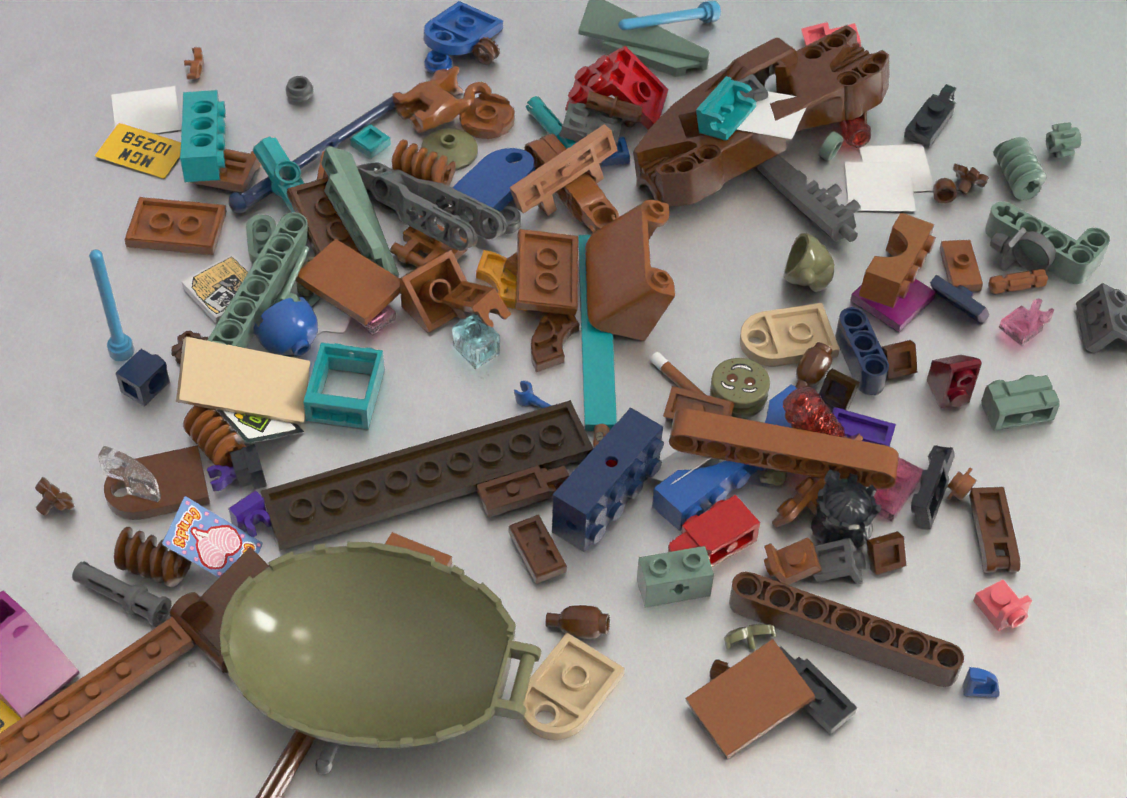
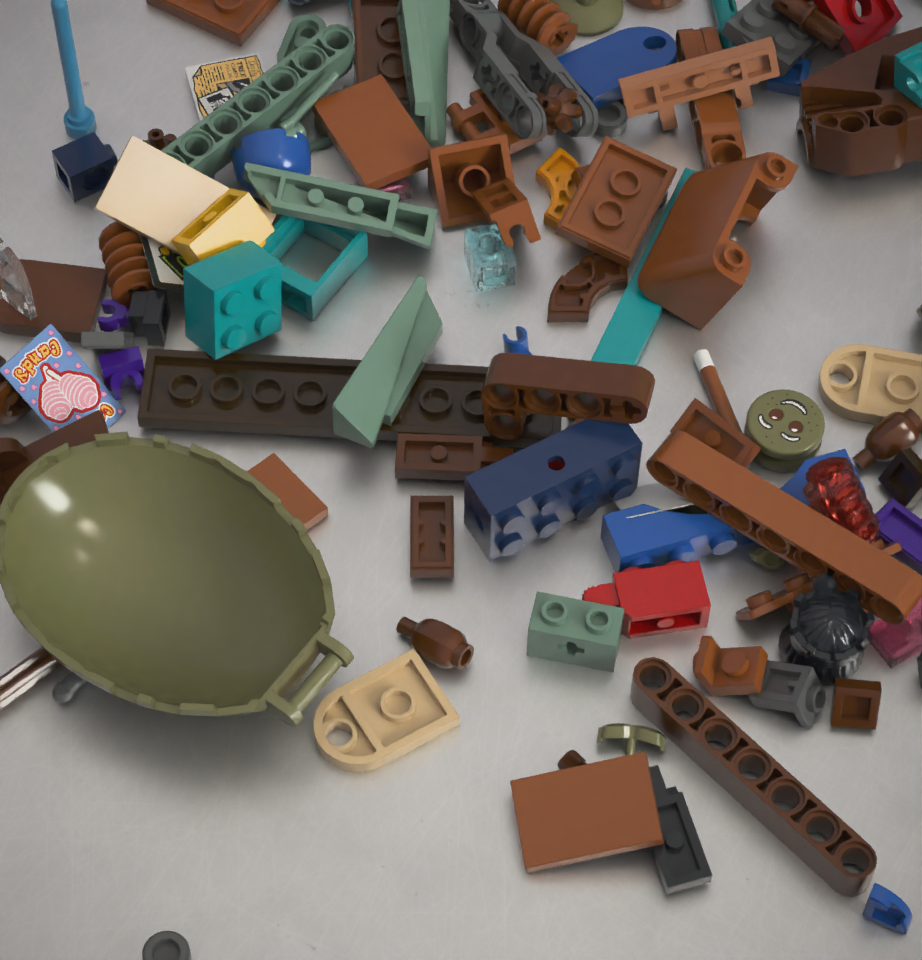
camera: 25 degrees right, 5 degrees up
(229, 494) = (107, 340): none -> dark grey tile
(283, 388) = (223, 225): none -> yellow brick
(312, 431) = (232, 299): none -> teal brick
(356, 337) = (341, 204): none -> sand green wedge
(451, 441) = (388, 368): none -> sand green wedge
(477, 219) = (559, 108): none -> reddish brown plant
(589, 409) = (563, 389): none -> reddish brown beam

